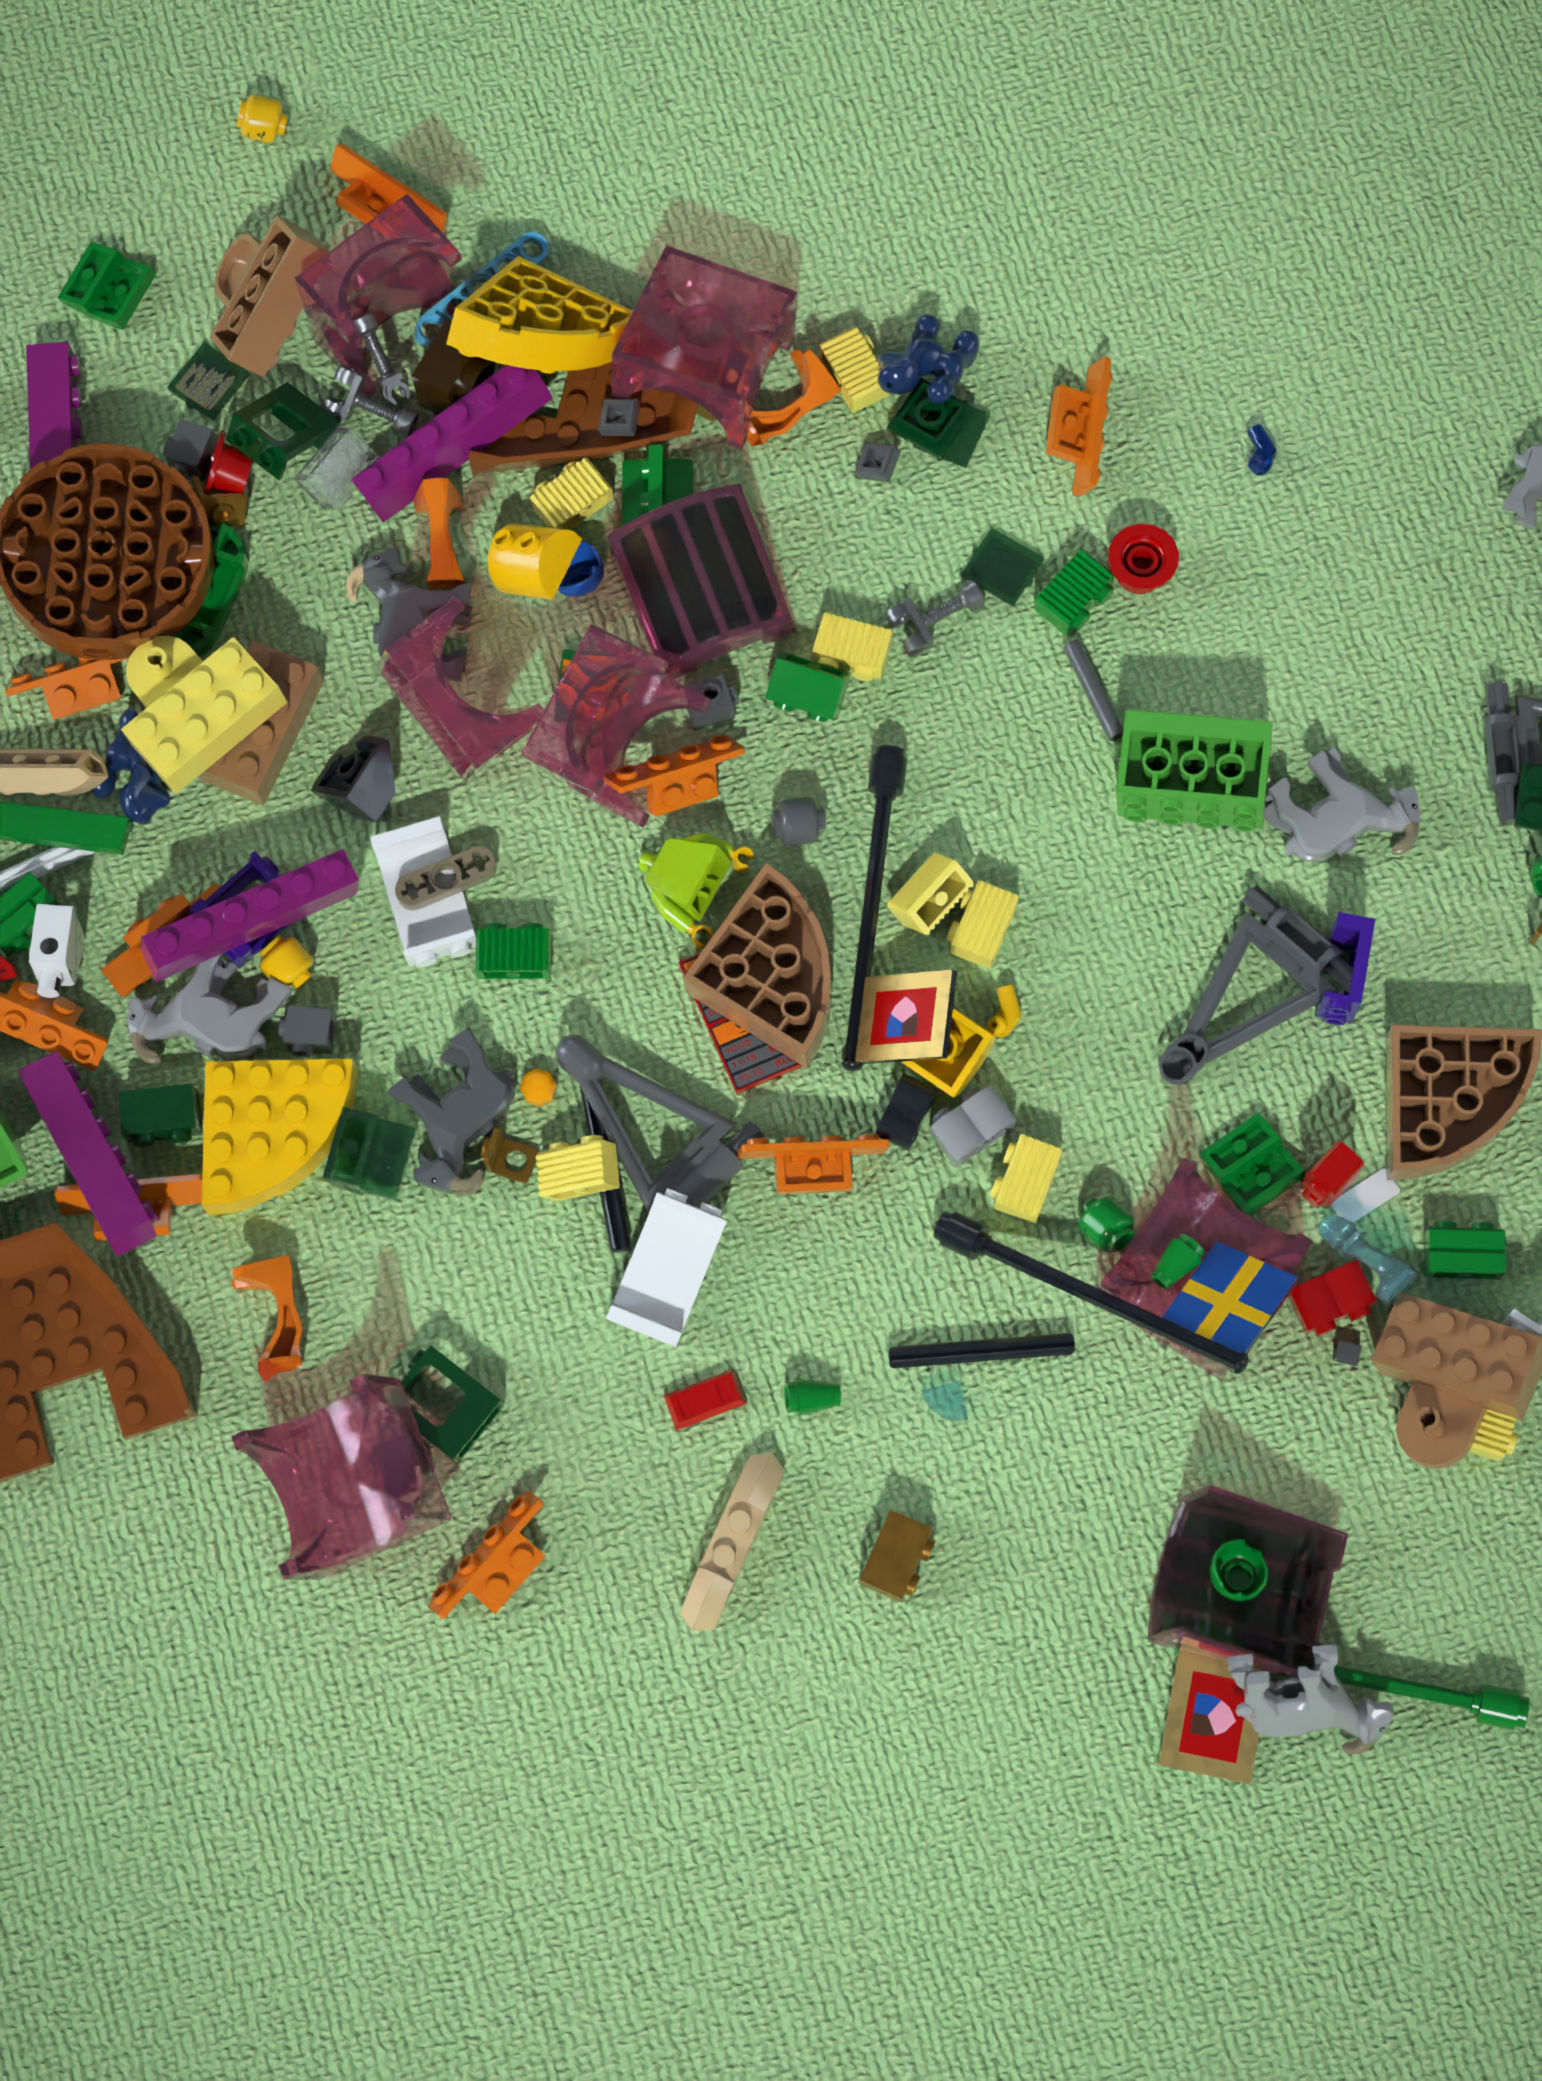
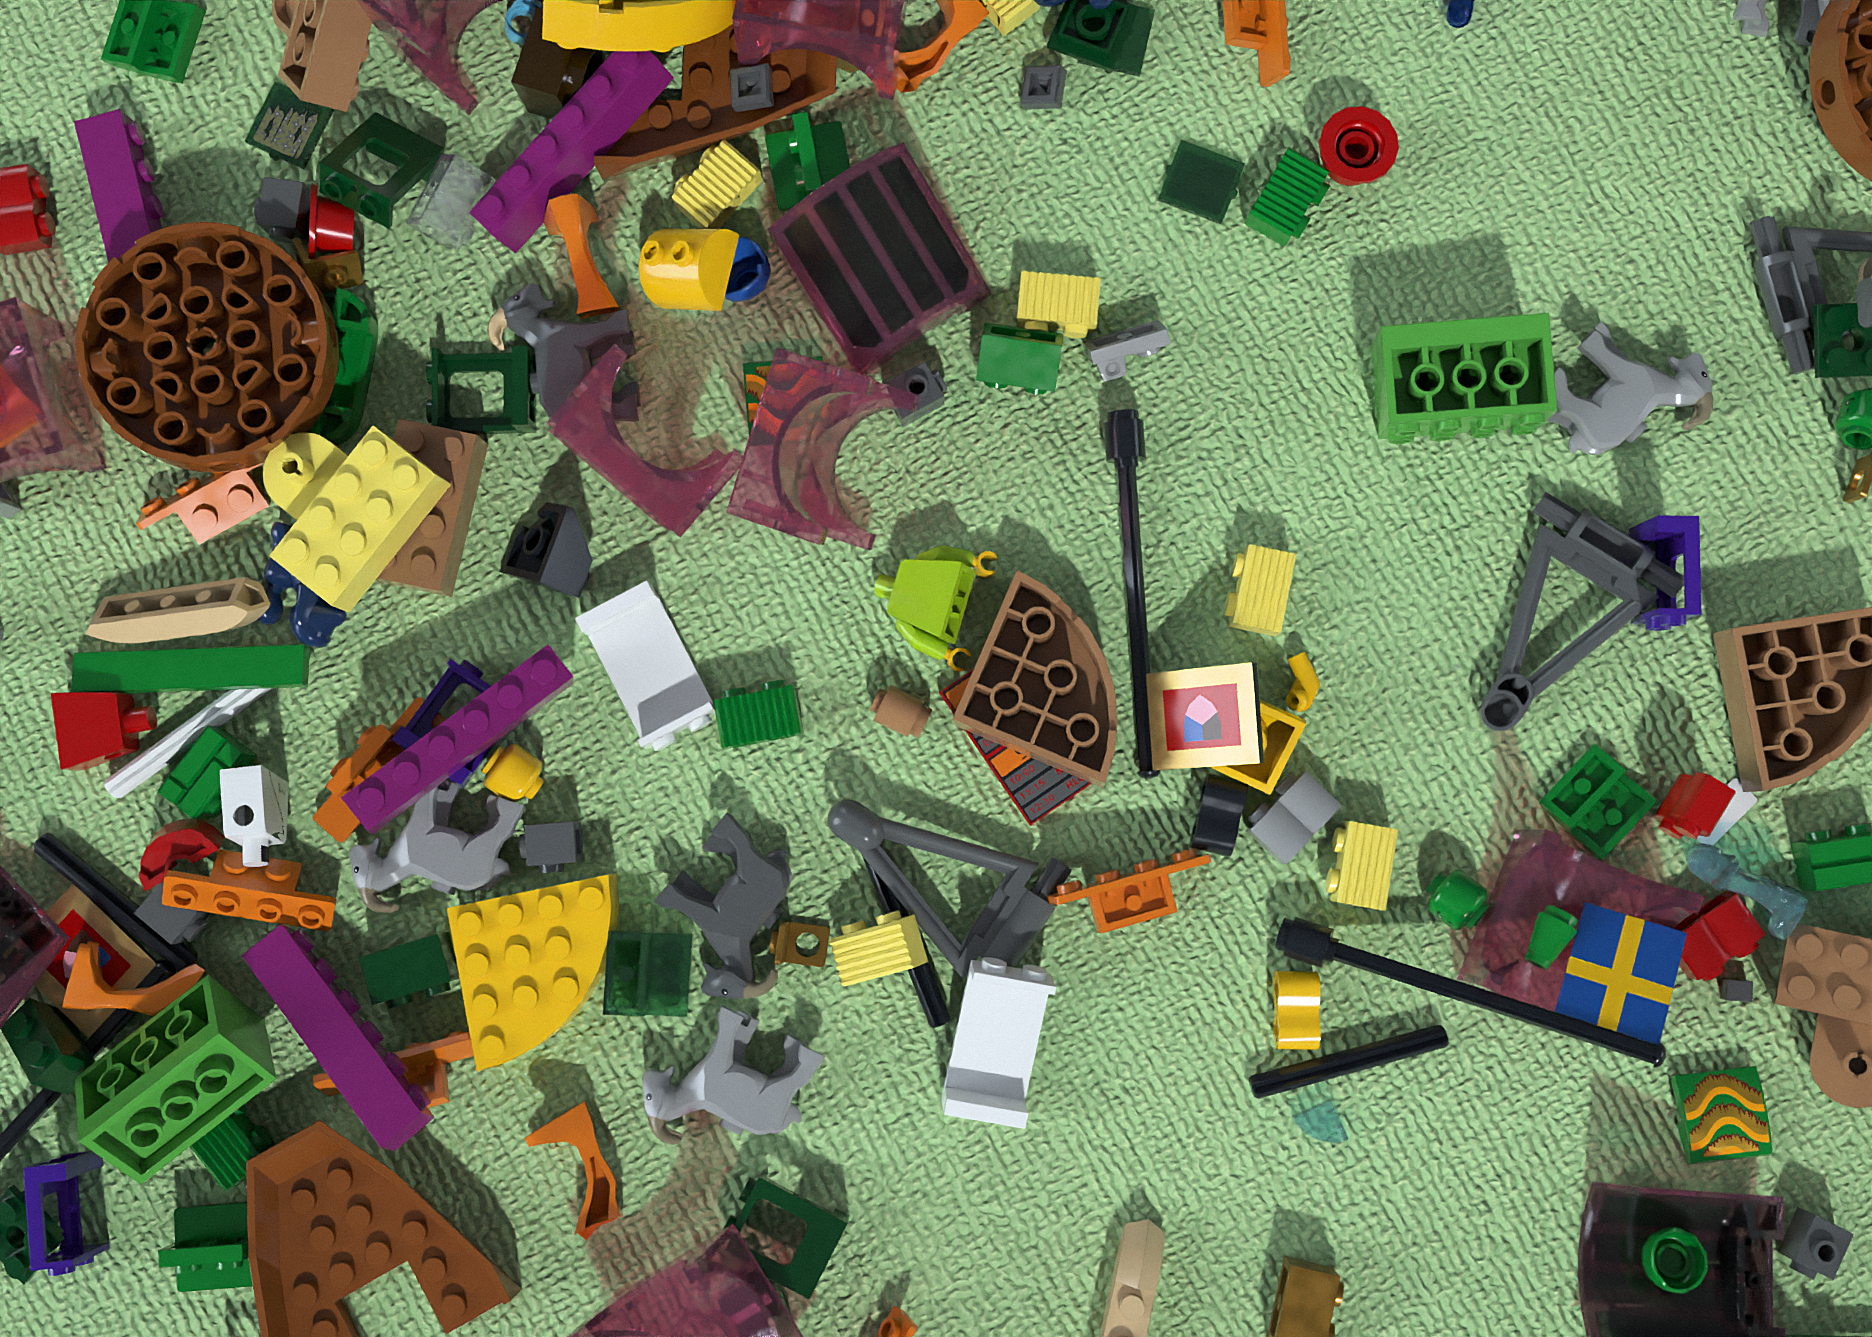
camera: 10 degrees left, 10 degrees up
(359, 644) = (519, 400): none -> dark green window
(388, 377) = (487, 88): flat silver bar -> none
(404, 420) = (515, 131): flat silver bar -> none
(421, 1267) = (729, 1087): none -> light grey animal
(451, 863) = (648, 670): dark tan beam -> none
(538, 1087) = (815, 860): light orange tile -> none
(640, 971) = (900, 711): none -> medium nougat brick
(679, 777) = (898, 486): orange bracket -> none
(705, 1399) = (1063, 1169): red tile -> none
(797, 821) = (1038, 512): dark grey head -> none
(810, 1396) = (1176, 1148): green cone -> none
(889, 696) = (1110, 350): none -> light grey hinge
(930, 893) = (1199, 568): light yellow brick -> none
(942, 1294) = (1296, 1010): none -> yellow axle
(969, 597) = (1174, 223): flat silver bar -> none
(1094, 690) = (1327, 304): dark grey piece -> none
(1311, 1459) = (1722, 1115): none -> slope
(1372, 1587) = (1814, 1245): none -> dark grey brick

